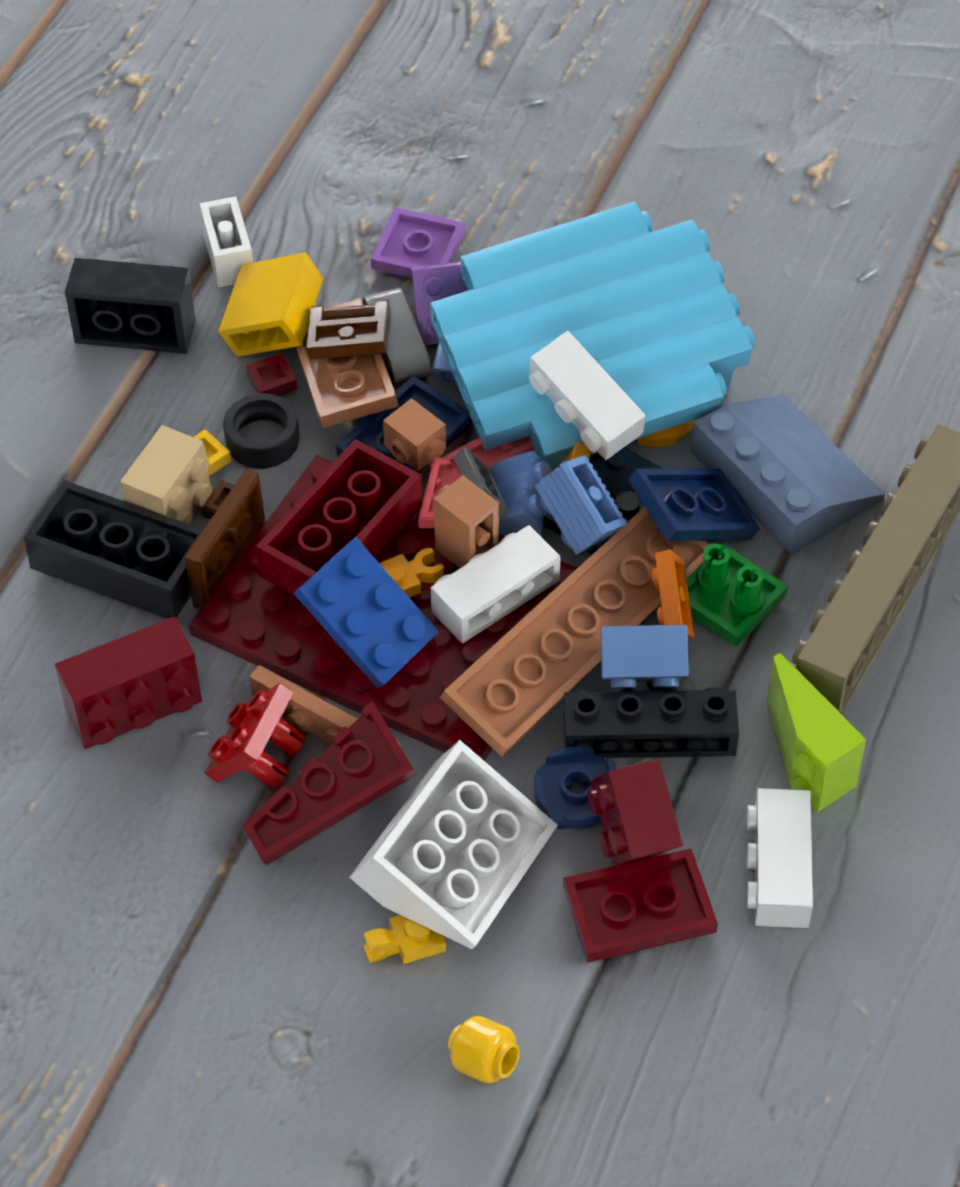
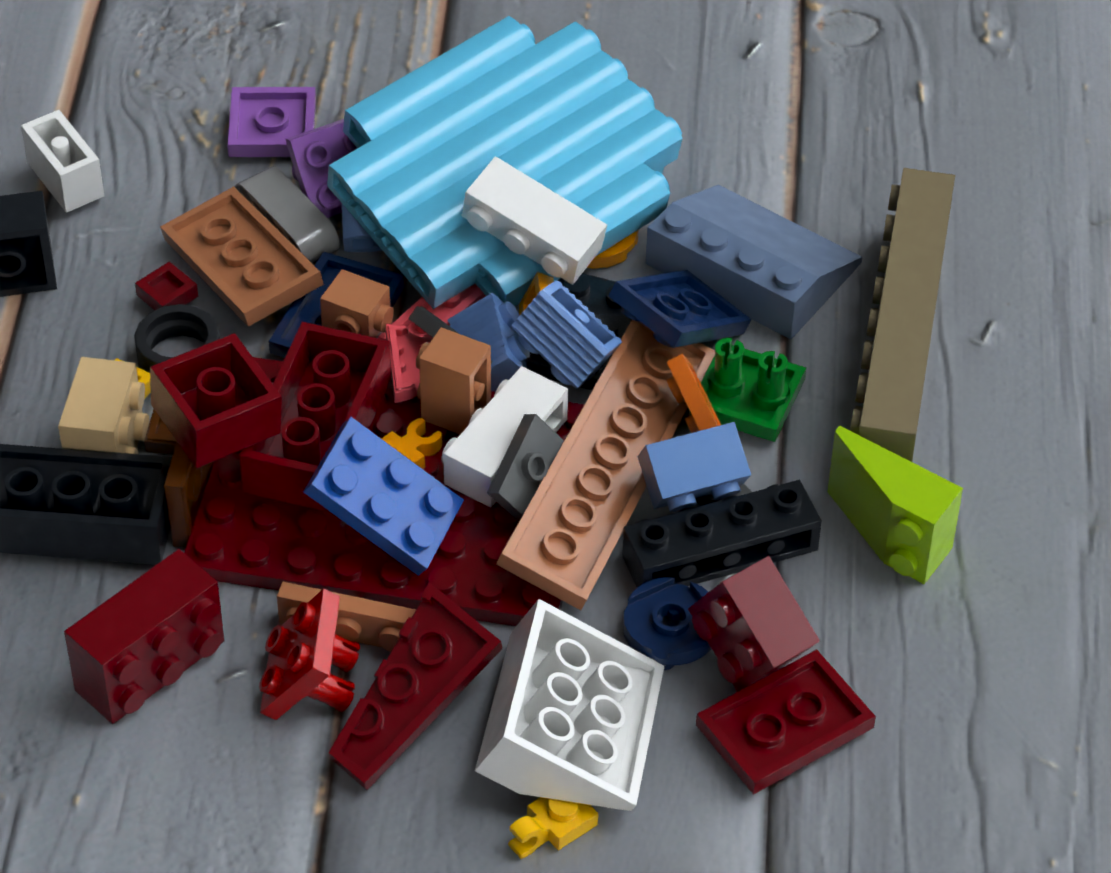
camera: 20 degrees left, 5 degrees down
(247, 494) = (215, 400): none -> dark red brick
(271, 305) = (139, 214): yellow brick -> none
(348, 330) = (240, 219): reddish brown plate -> none
(497, 614) = (524, 465): none -> dark grey plate
(780, 858) = (912, 635): white brick -> none

